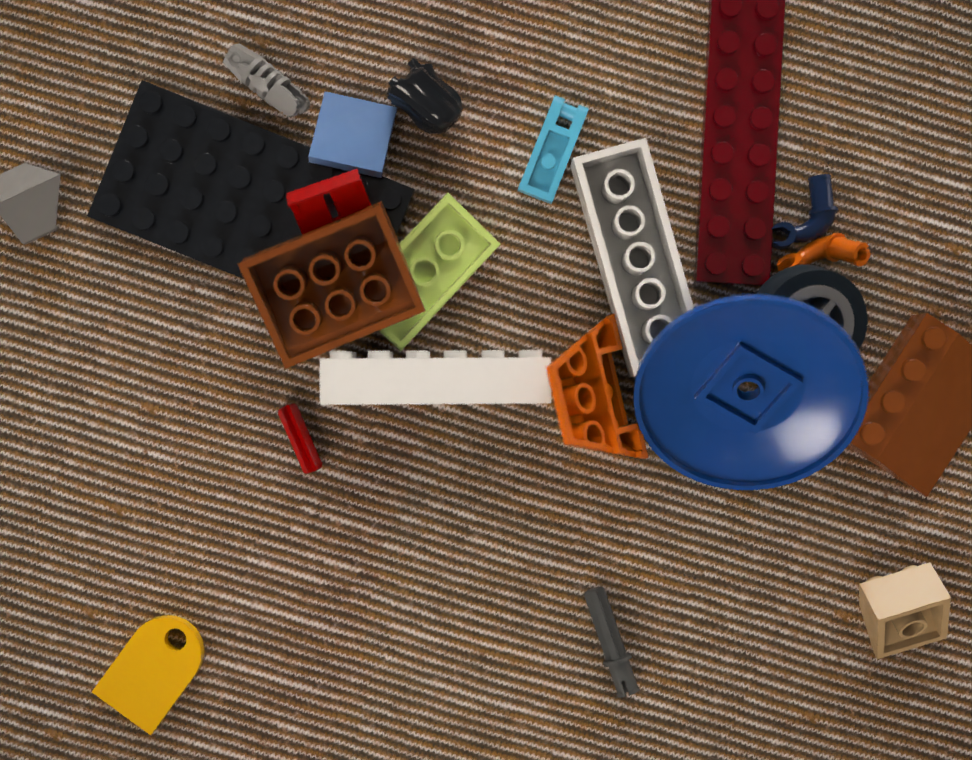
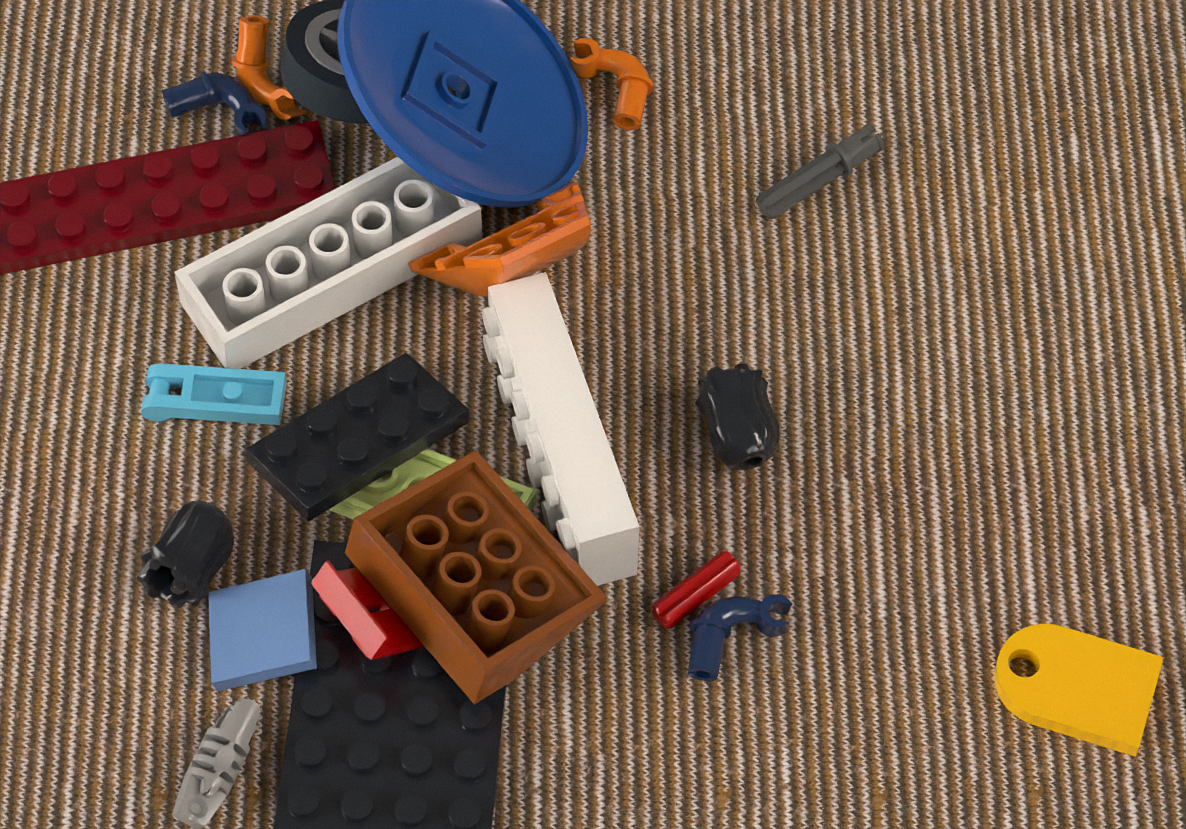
camera: 110 degrees left, 30 degrees down
(266, 441) = (715, 626): none -> dark blue piece
(415, 510) = (739, 416): none -> black piece
(481, 238) = (357, 436): none -> black plate
(738, 530) = (631, 75): none -> orange piece

